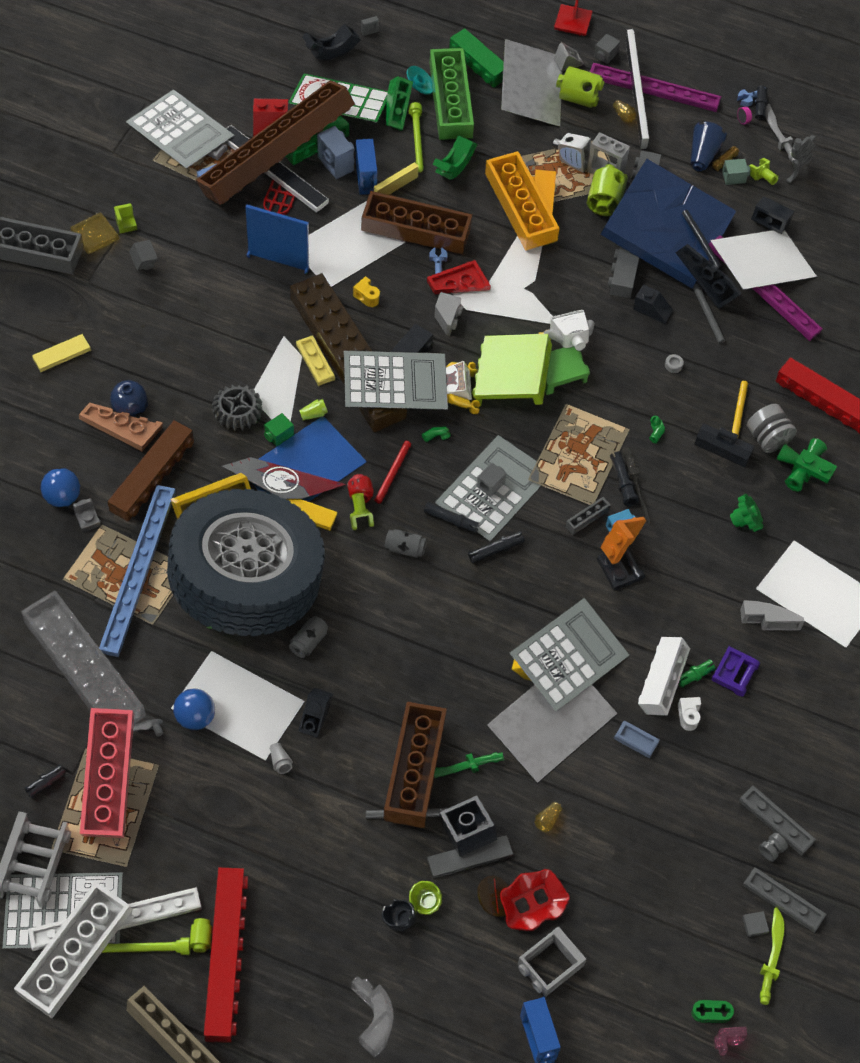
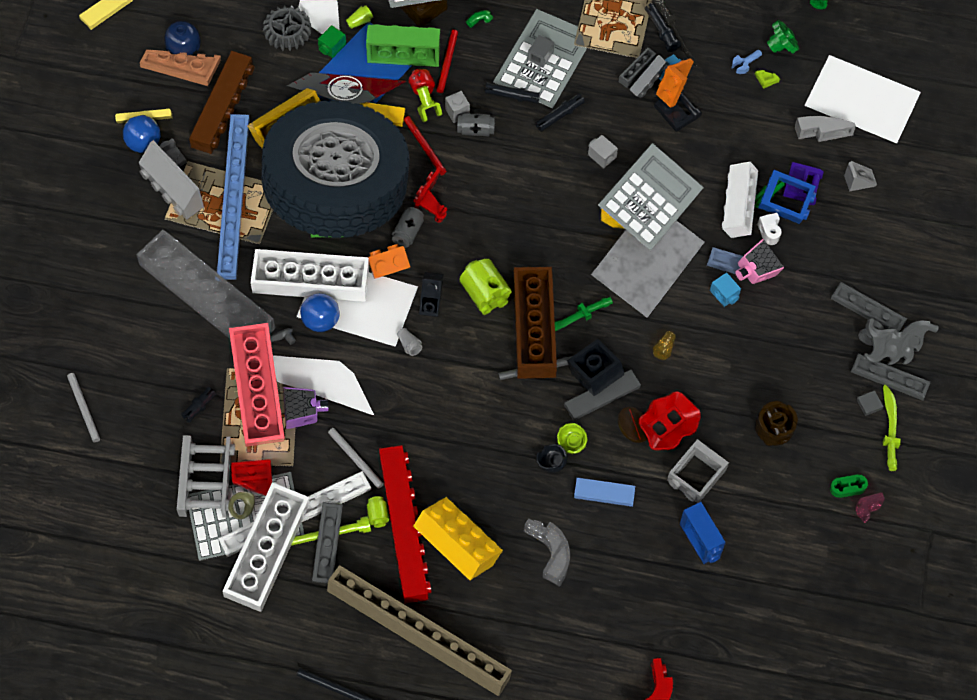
camera: 10 degrees left, 5 degrees up
(70, 894) = (249, 501): none -> olive piece
(77, 542) = (170, 181): none -> light grey slope
(78, 470) = (154, 114): none -> light yellow tile
(81, 868) = (253, 475): none -> red wing
(140, 957) = (327, 542): none -> dark grey tile
(150, 805) = (302, 407): none -> torso
(179, 778) = (326, 377): none -> white sticker
(193, 872) = (356, 458): none -> light grey bar
(194, 666) = (310, 274): none -> white brick
(277, 982) = (457, 538): none -> yellow brick
(279, 669) = (389, 261): none -> orange bracket
(334, 611) = (427, 200): none -> red plate
(348, 555) = (419, 137): none -> red bar
(349, 447) = (403, 45): none -> bright green brick
(373, 714) = (485, 285): none -> lime cylinder
(390, 519) = (456, 105): none -> light grey brick
(447, 963) = (604, 492): none -> medium blue tile
(530, 596) = (602, 151): none -> light grey brick
(597, 527) = (649, 76): none -> piece
(627, 769) = (725, 290): none -> dark azure brick
(648, 926) = (776, 423): none -> dark brown brick
(668, 748) = (759, 264): none -> torso
(703, 530) = (745, 61): none -> medium blue bar
(705, 697) = (766, 205): none -> blue window
(721, 552) = (766, 79): none -> lime tile
(797, 676) = (859, 177): none -> light grey slope
(799, 866) = (897, 344): none -> dark grey piece

